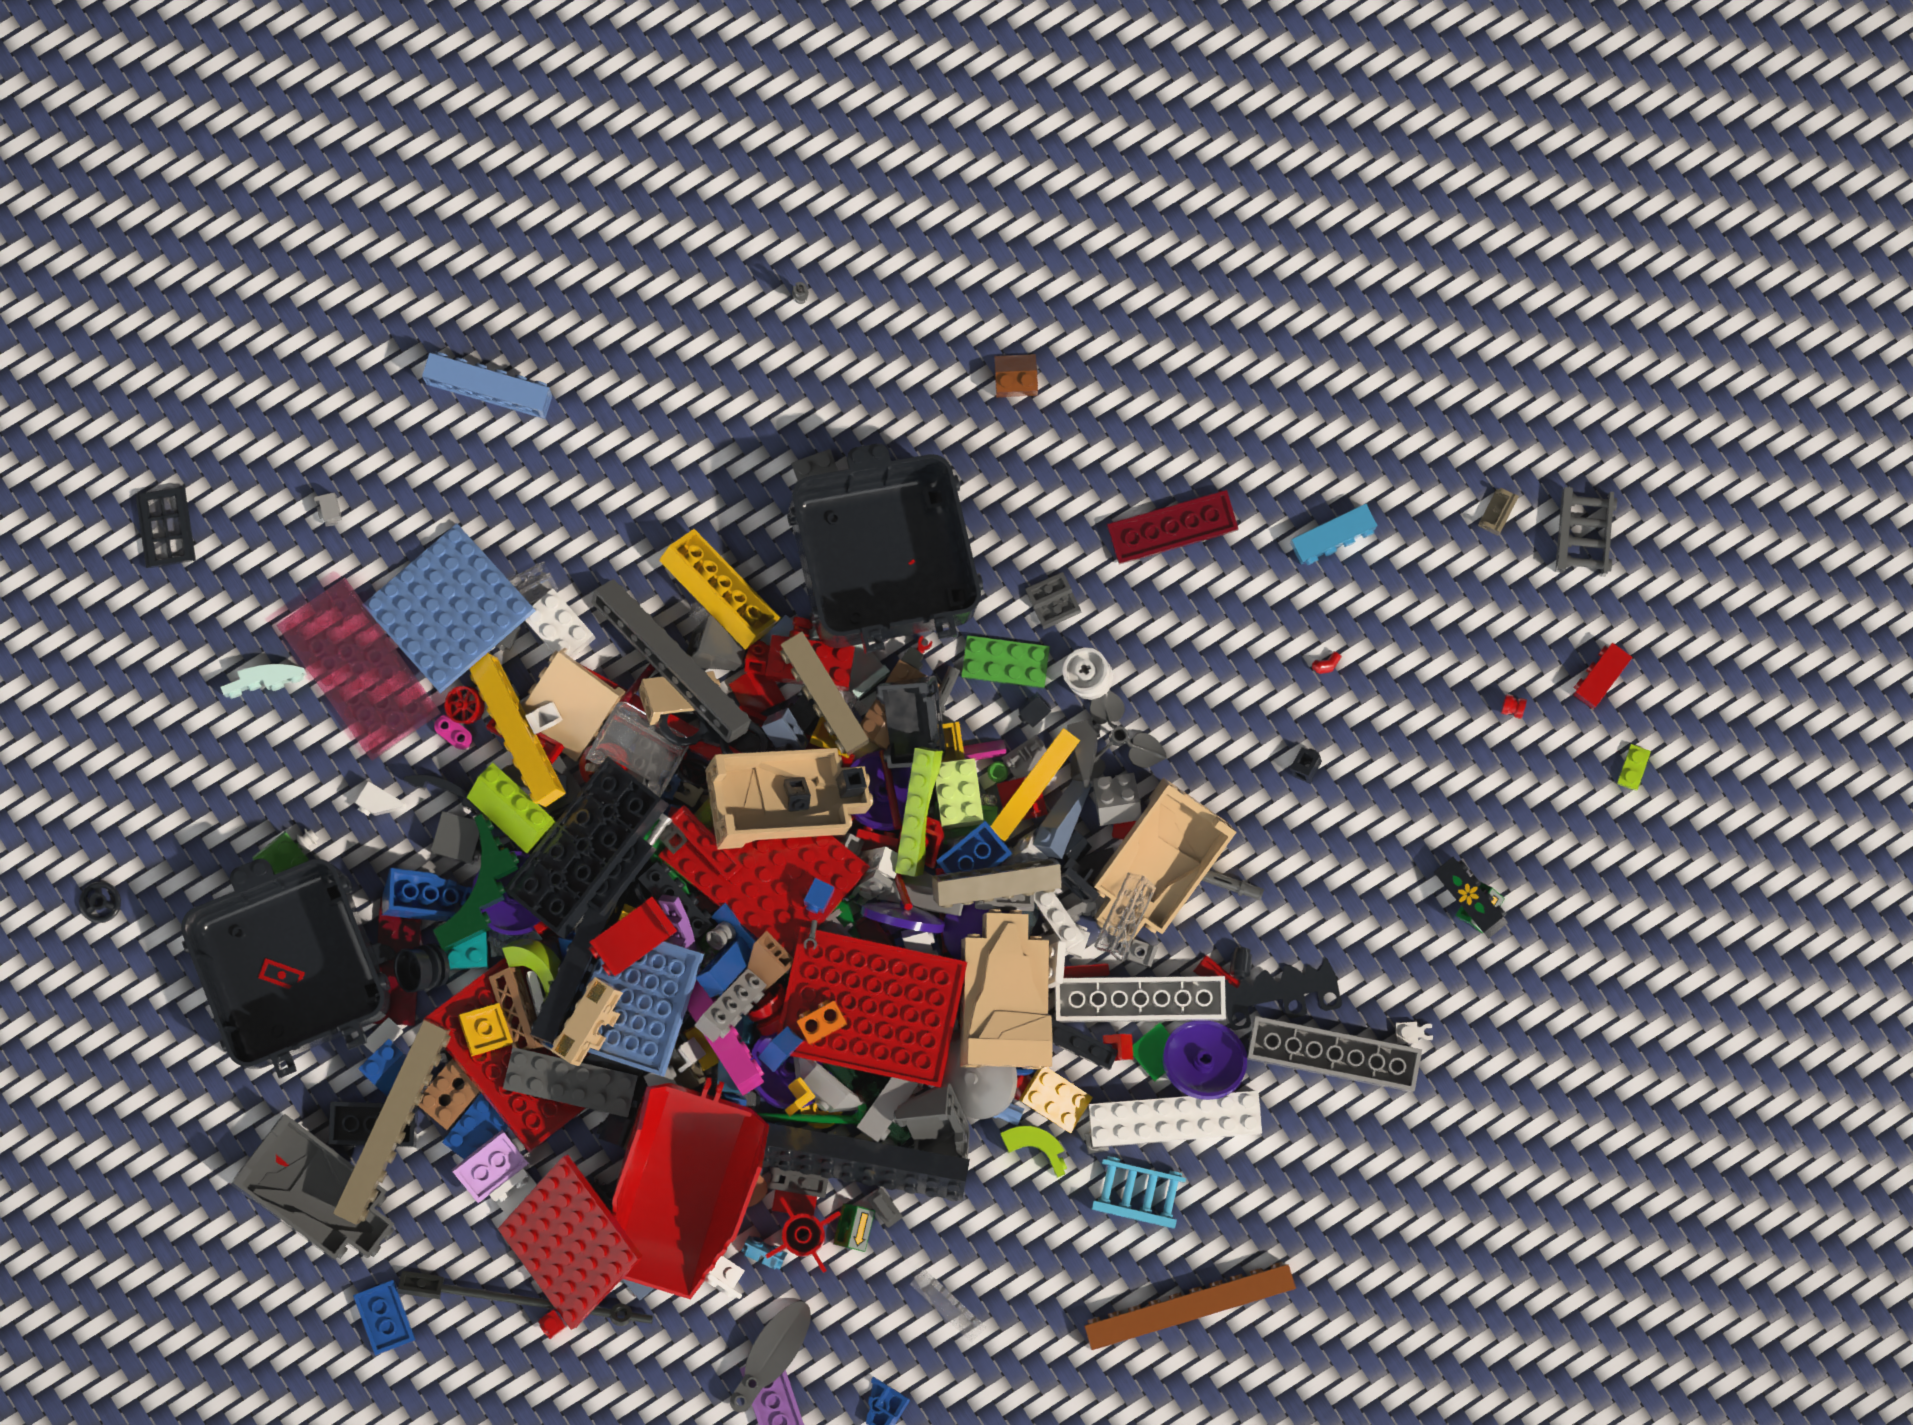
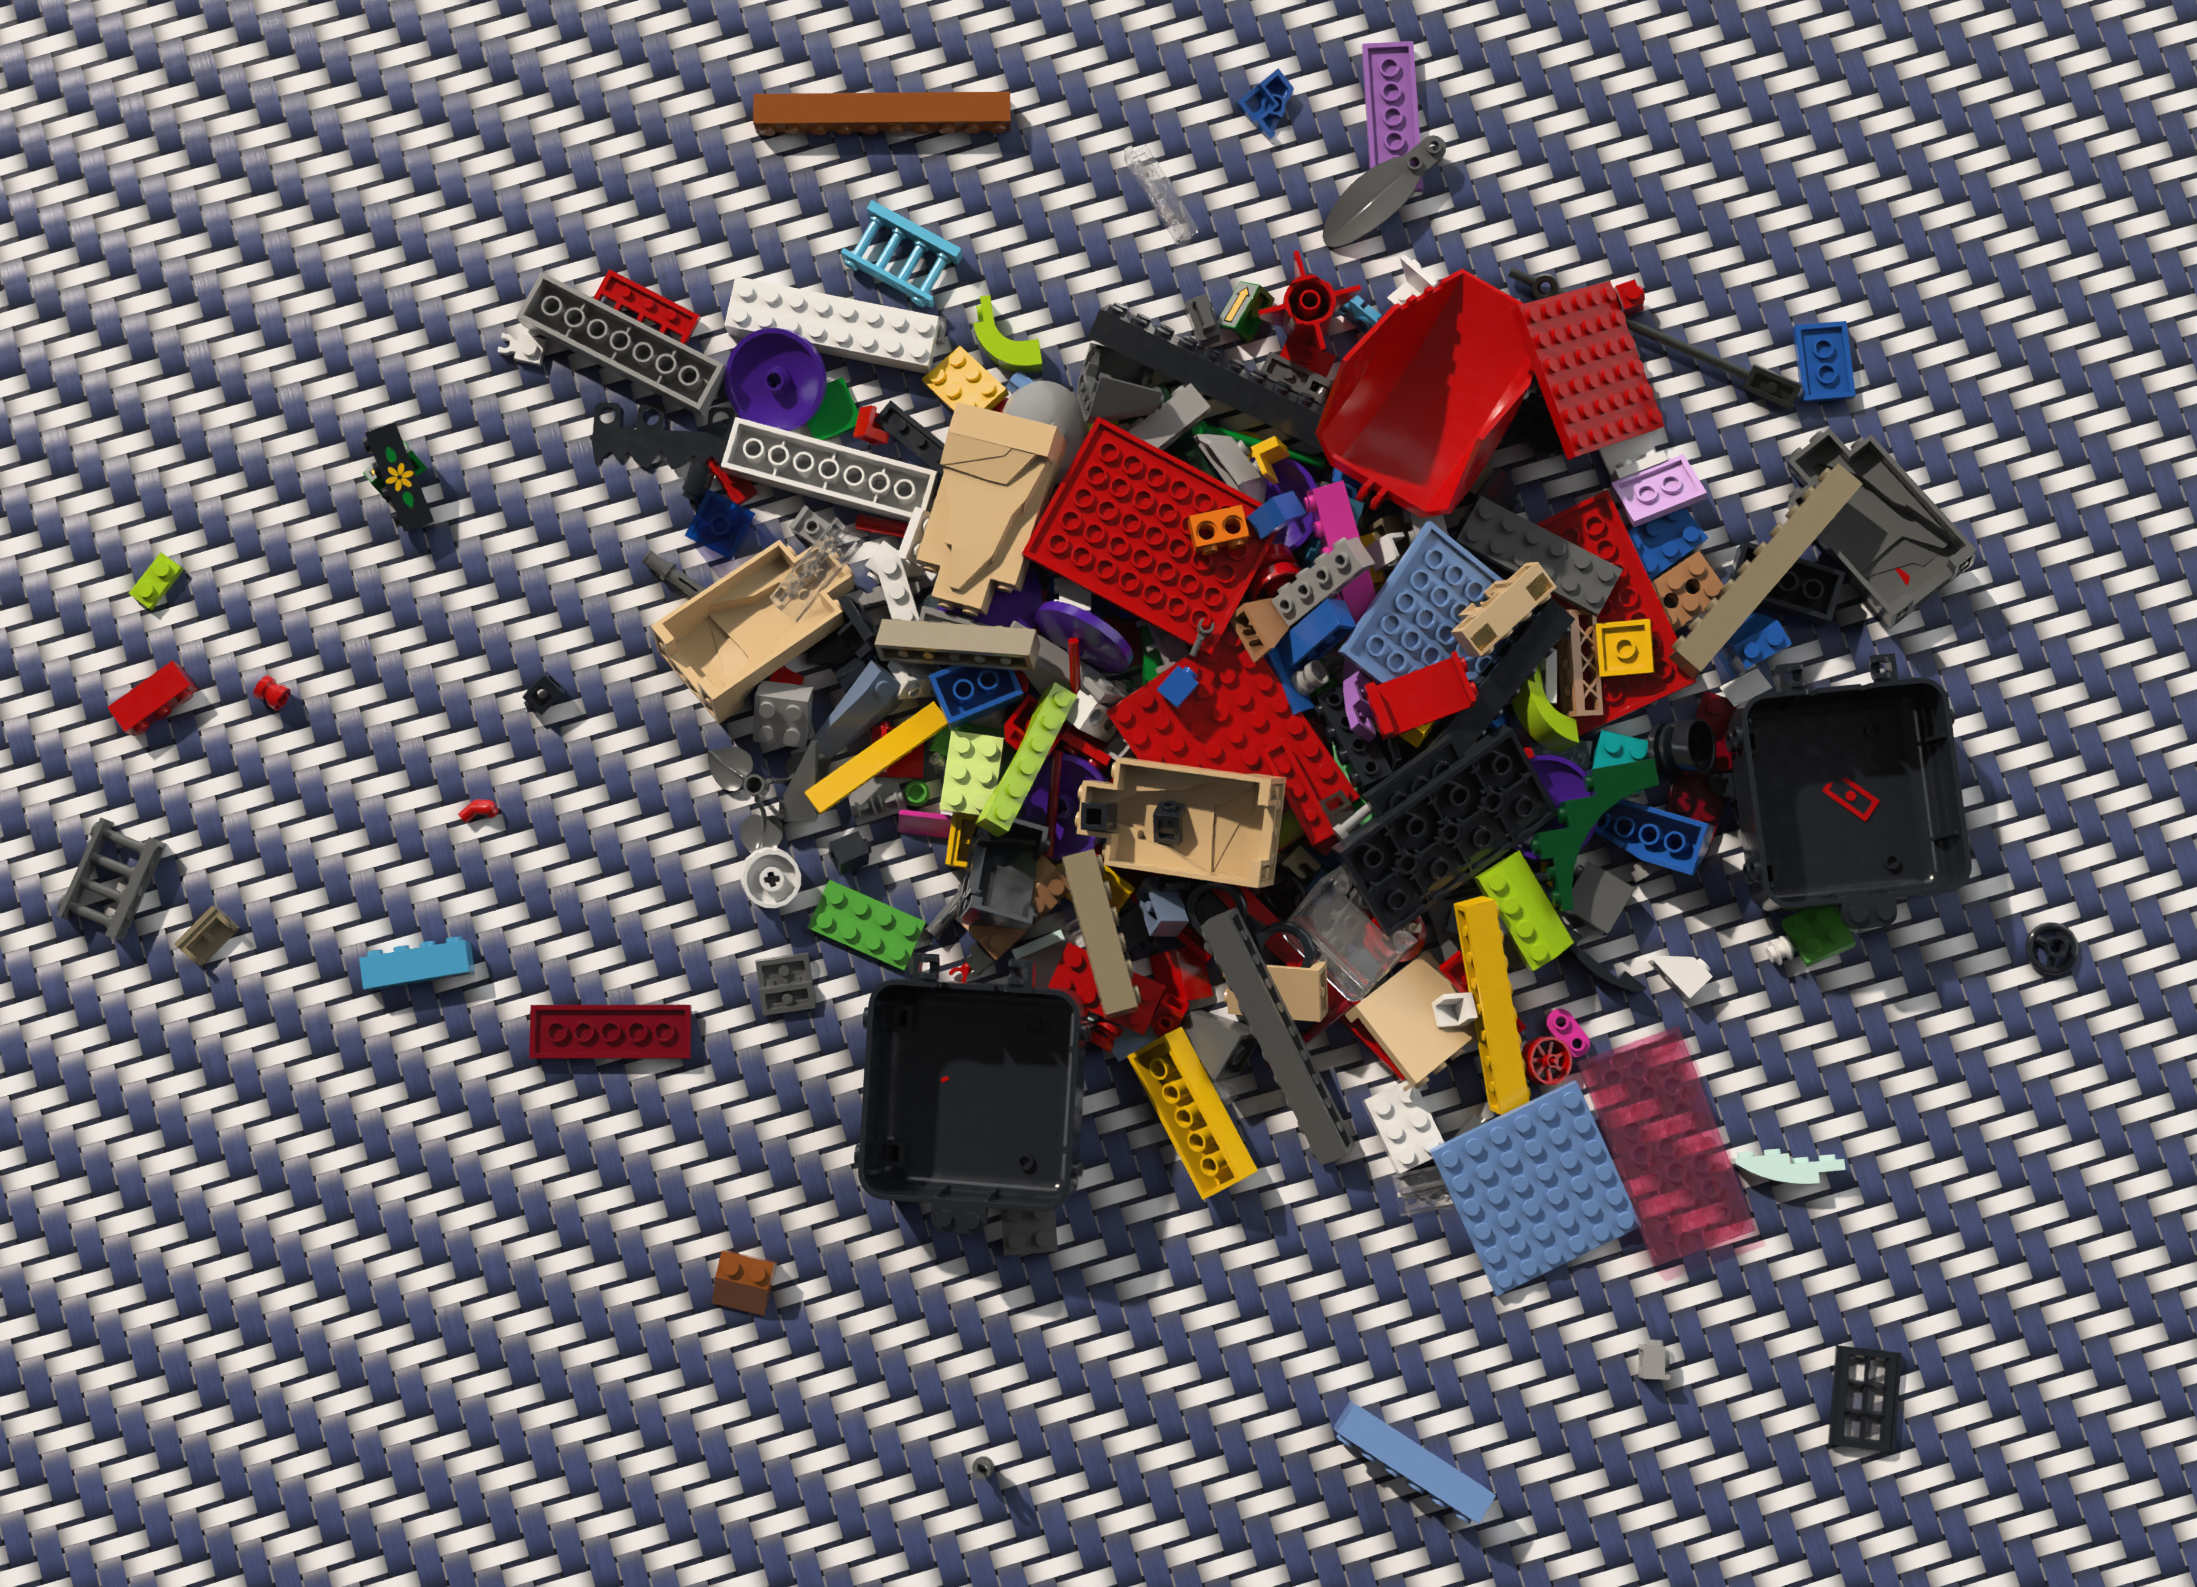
camera: 160 degrees left, 0 degrees up
(1211, 933) = (721, 525): none -> clear blue brick
(1325, 1094) = (648, 305): none -> red hinge

